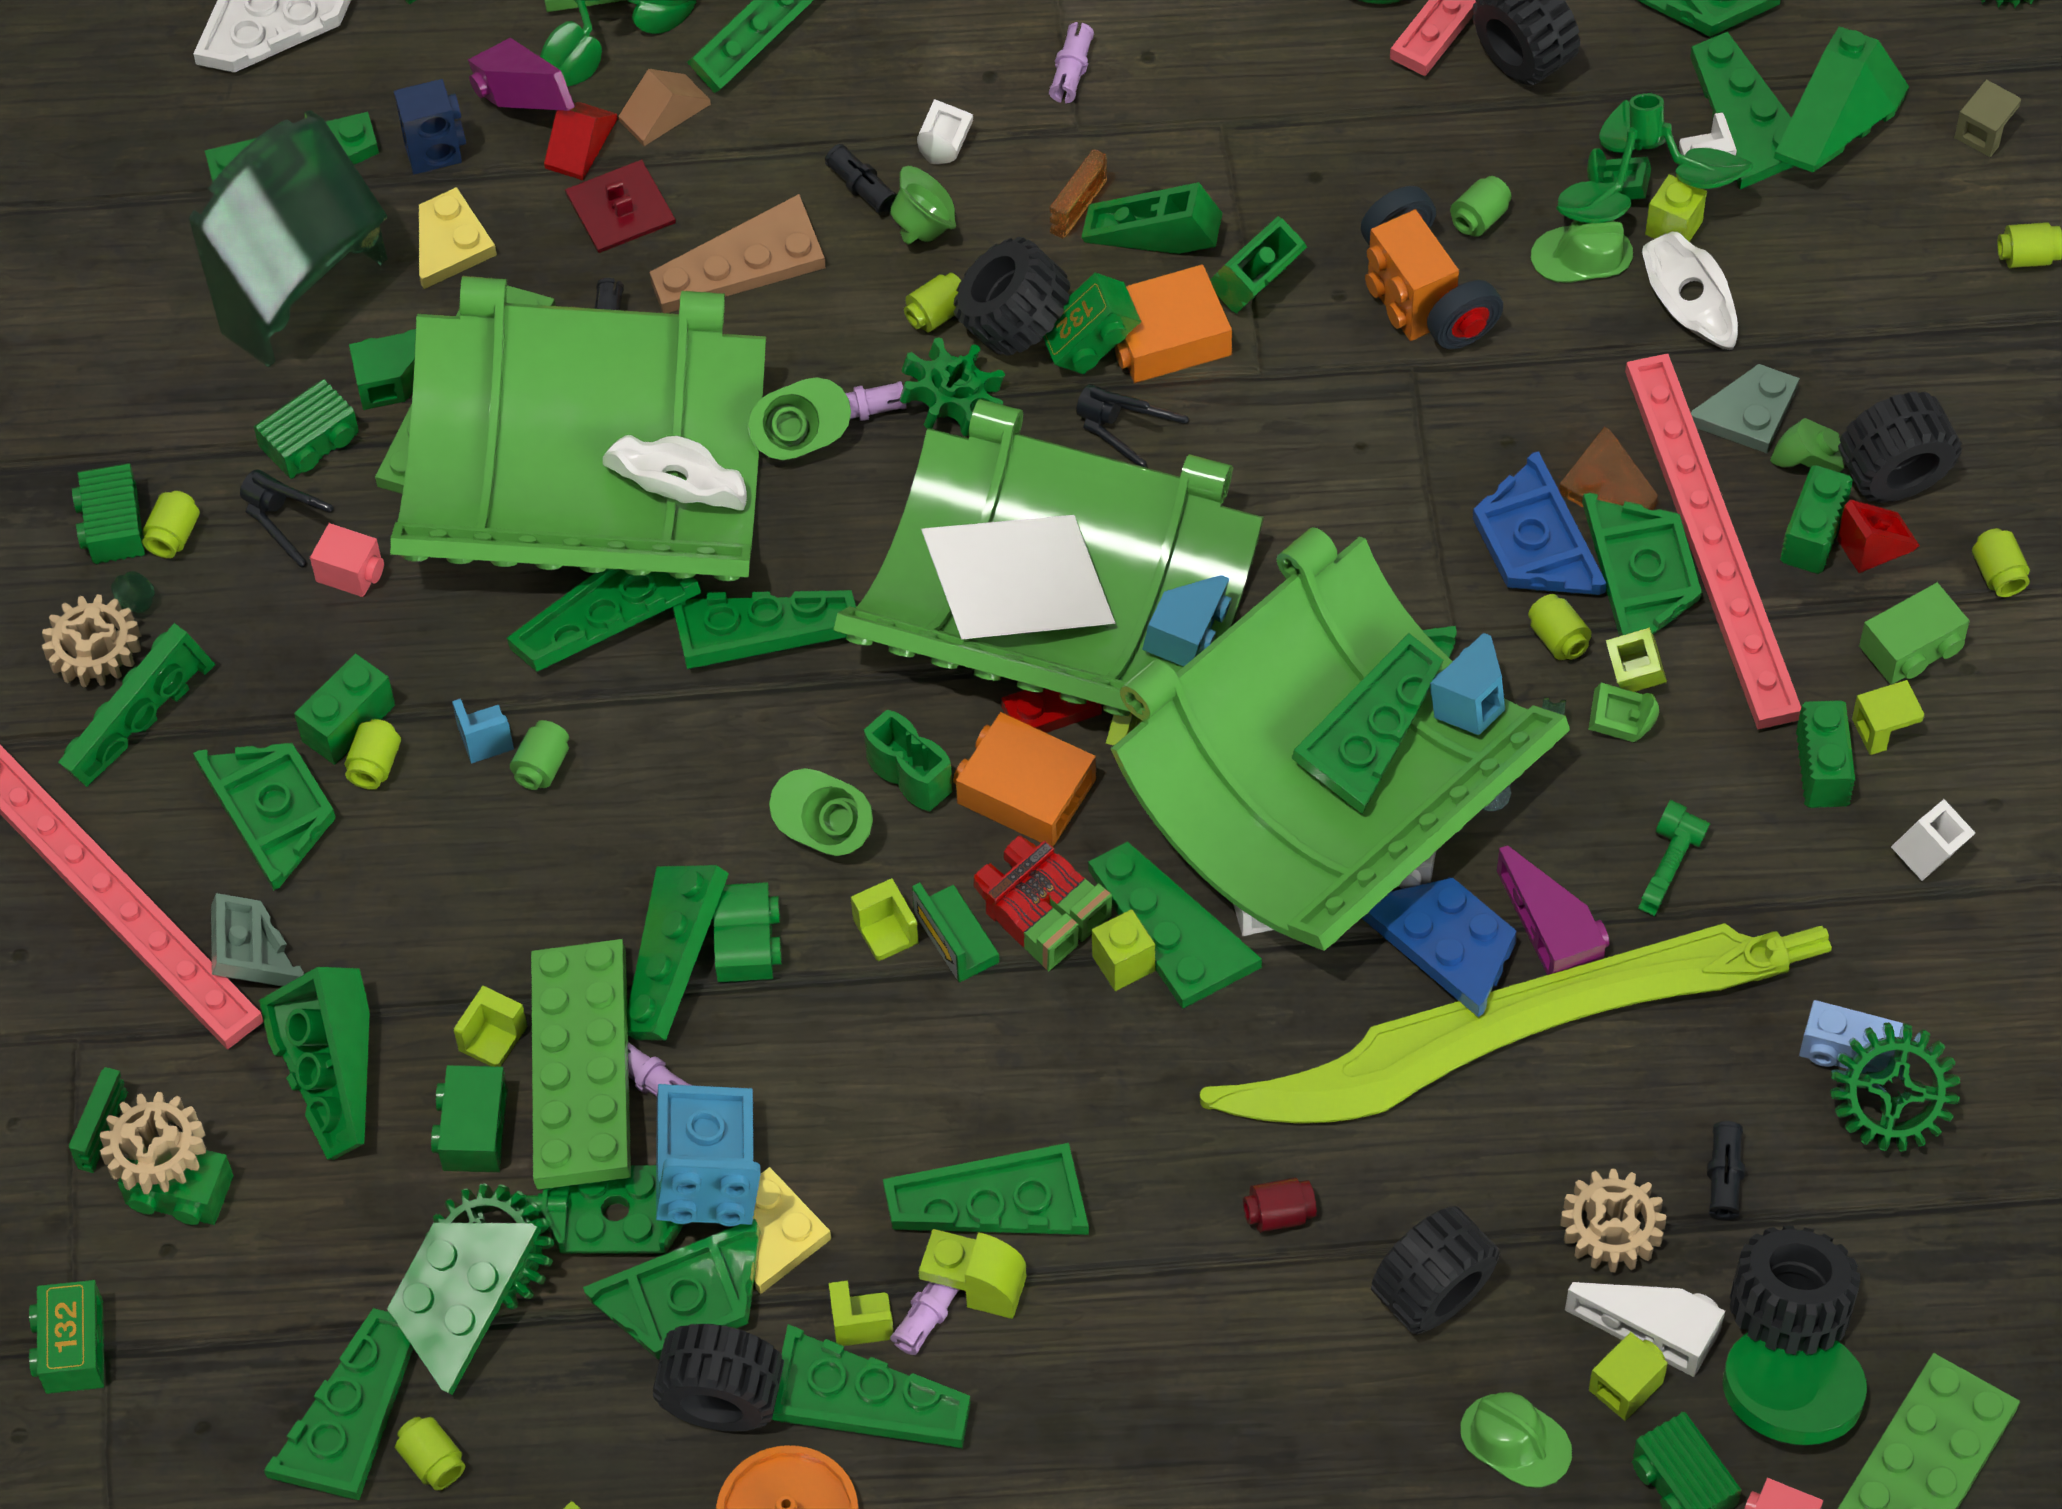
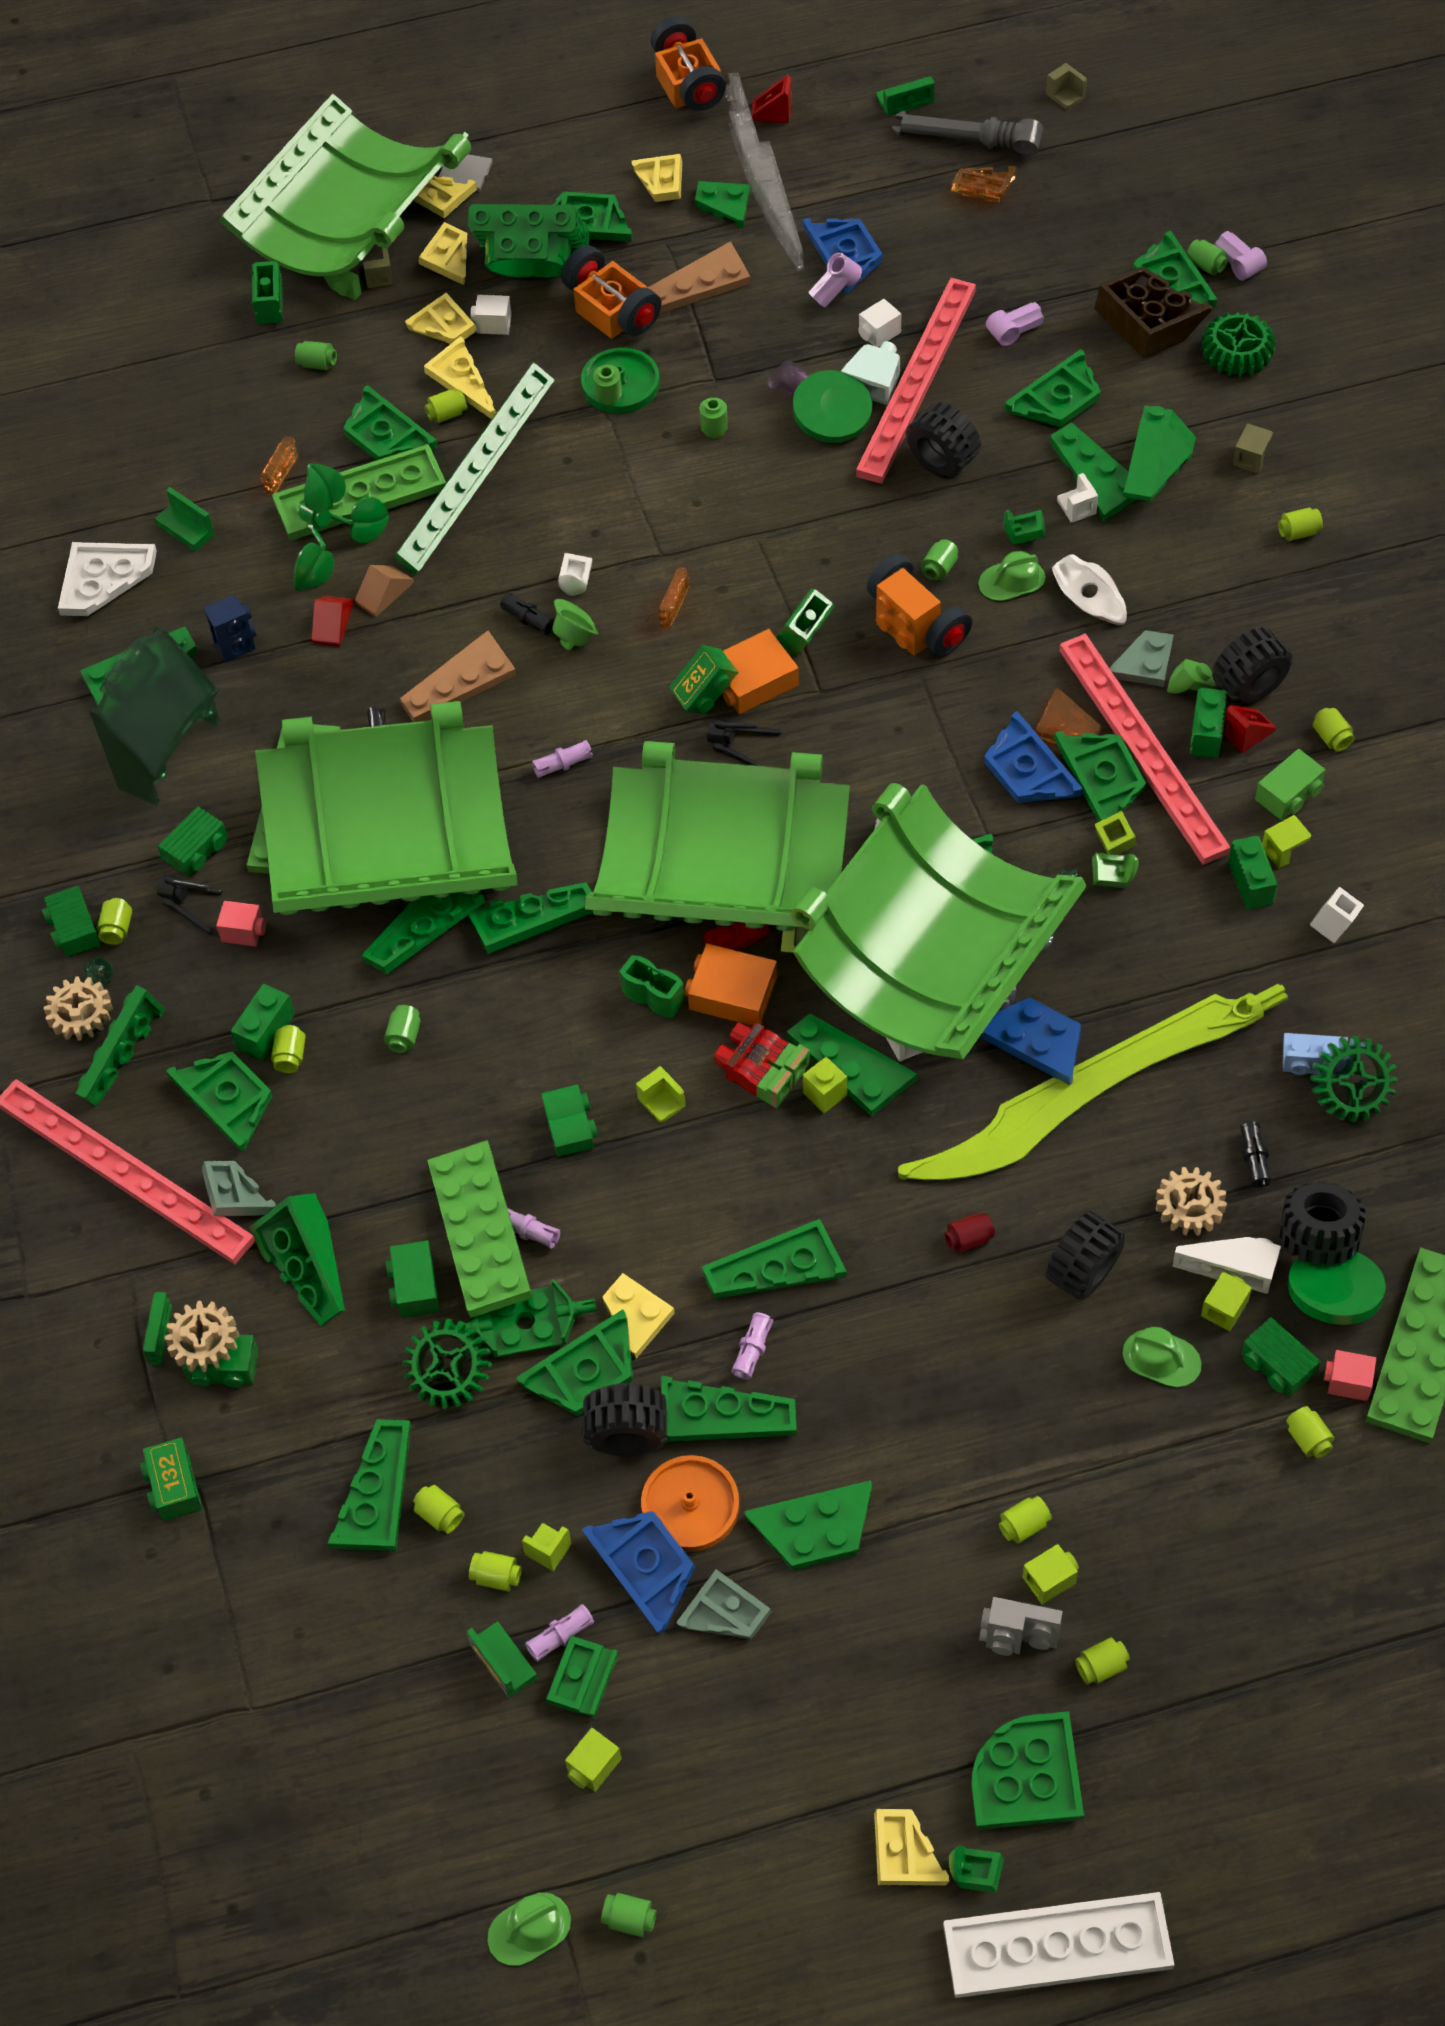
camera: 10 degrees left, 0 degrees up
(384, 369) = (237, 792): green slope -> none
(450, 238) = (260, 699): light yellow wing -> none
(457, 1290) = (433, 1396): wing -> none
(483, 732) = (360, 1020): dark azure panel -> none
(490, 1027) = (411, 1215): lime panel -> none
(518, 78) = (284, 586): magenta slope -> none
(620, 206) = (369, 659): dark red piece -> none
(672, 937) = (521, 1137): green wing -> none
(705, 479) = (433, 824): white piece -> none
(705, 1155) = (580, 1273): dark azure bracket -> none
(799, 418) = (525, 775): bright green piece -> none
(821, 811) = (602, 1031): bright green piece -> none
(859, 1317) = (708, 1361): lime panel -> none
(932, 302) = (596, 684): lime brick -> none
(949, 384) = (609, 735): green gear -> none
(954, 931) = (708, 1094): green panel -> none
(982, 1267) = (784, 1312): lime brick -> none
(1011, 296) = (648, 671): black tyre -> none
(1017, 576) = (697, 852): white sticker -> none
(1071, 62) = (648, 514): lavender pin -> none
(1160, 221) = (730, 606): green slope -> none
(1185, 619) = (813, 861): dark azure slope -> none
(1367, 727) = (953, 909): green wing -> none
(1470, 688) = (1014, 871): dark azure slope -> none
(1552, 916) = (1103, 1012): magenta slope -> none
(1559, 627) = (1059, 822): lime brick -> none
(1639, 127) = (1035, 492): green plant -> none
(1675, 209) = (1067, 540): lime brick -> none
(1682, 830) = (1171, 939): green brick -> none

